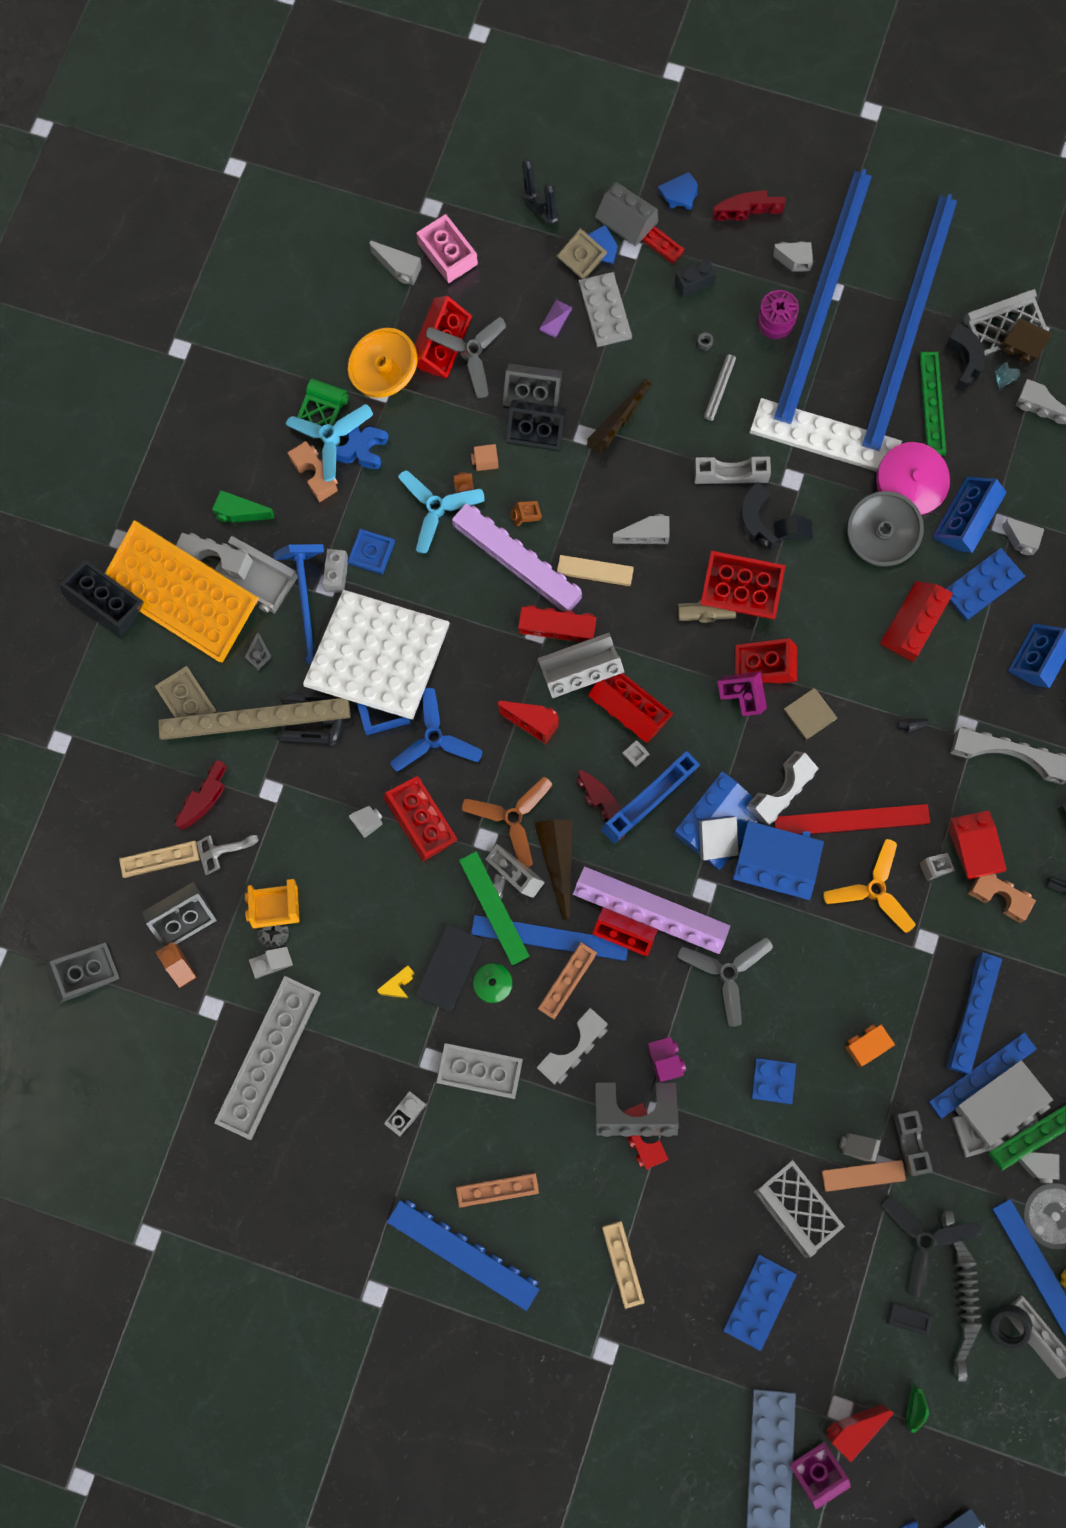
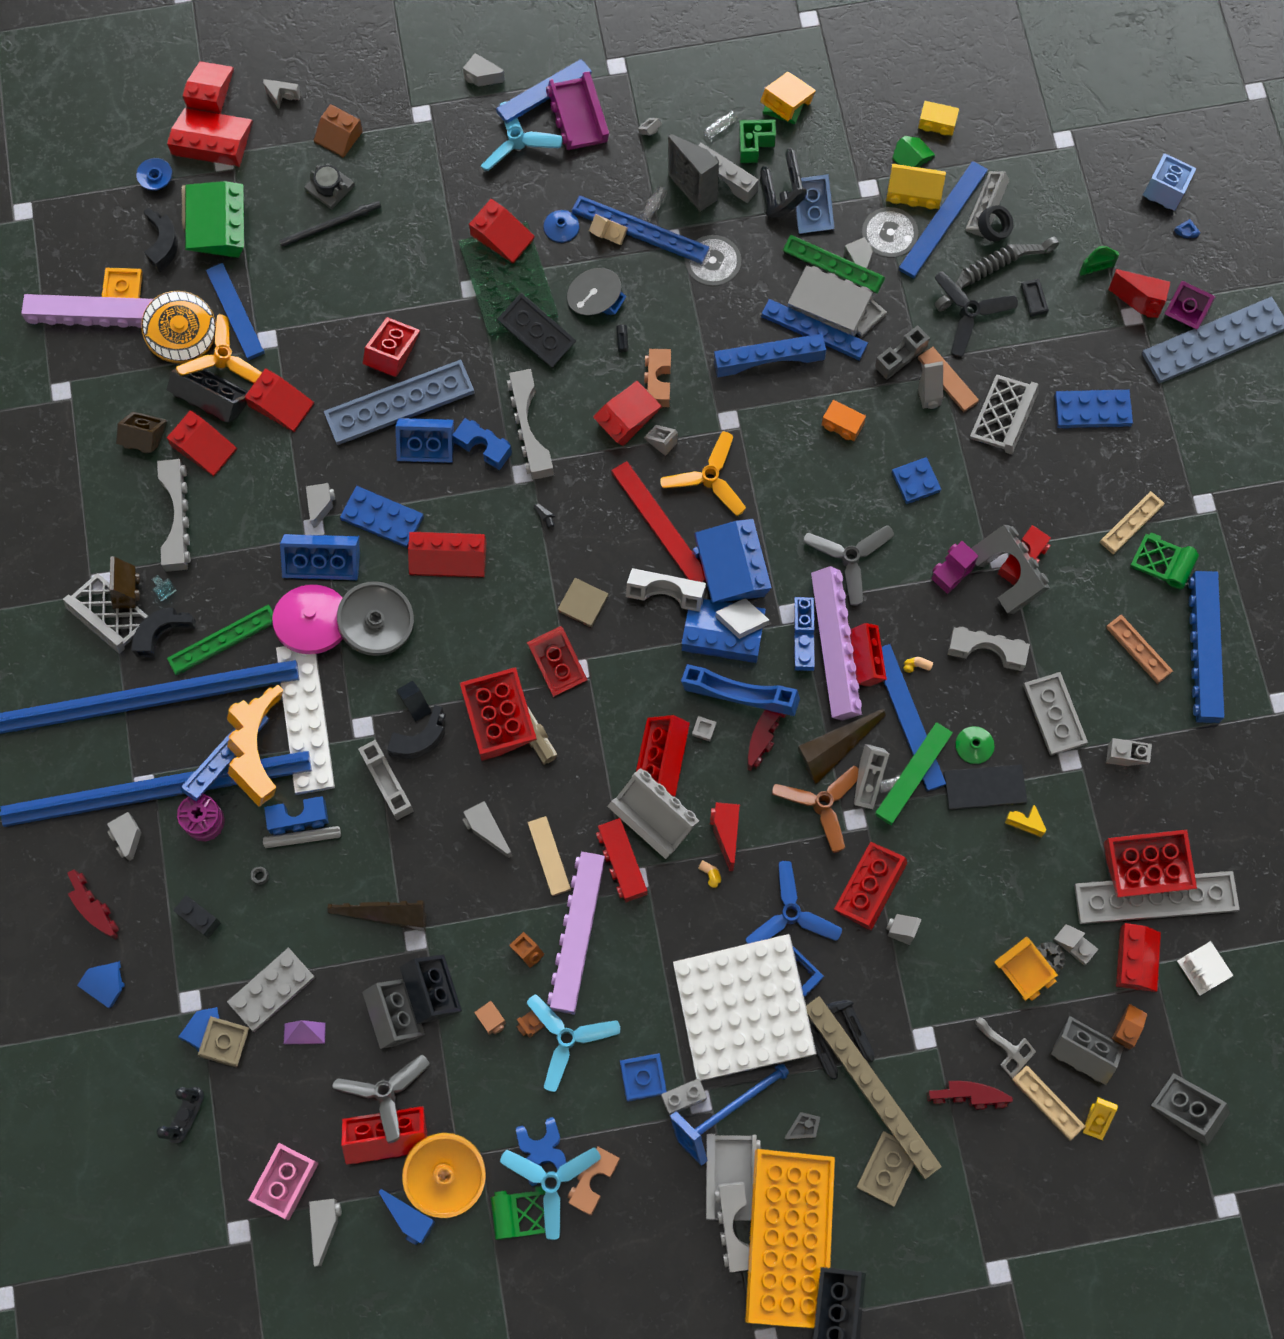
camera: 120 degrees left, 5 degrees down
(120, 891) = (1099, 1118): none -> yellow slope
(185, 1061) = (1205, 968): none -> white hinge
(226, 1008) = (1138, 957): none -> red slope
(237, 509) = (674, 1236): green slope -> none
(297, 1067) = (1150, 863): none -> red slope
(361, 324) = (411, 1221): none -> blue slope
(505, 694) = (712, 872): none -> arm
(553, 1279) = (1179, 568): none -> green piece
(567, 980) = (936, 682): nougat tile -> none
(595, 975) = (910, 664): none -> arm
(626, 214) = (157, 1020): dark grey slope -> none
(663, 245) = (169, 977): red tile -> none
(675, 888) = (804, 633): none -> slope
(743, 375) = (313, 816): none -> blue arch
(747, 688) = (594, 662): magenta brick -> none
(822, 352) = (211, 768): none -> plate
(823, 369) = (247, 767): none -> light orange arch
(1027, 695) = (470, 434): none -> blue arch

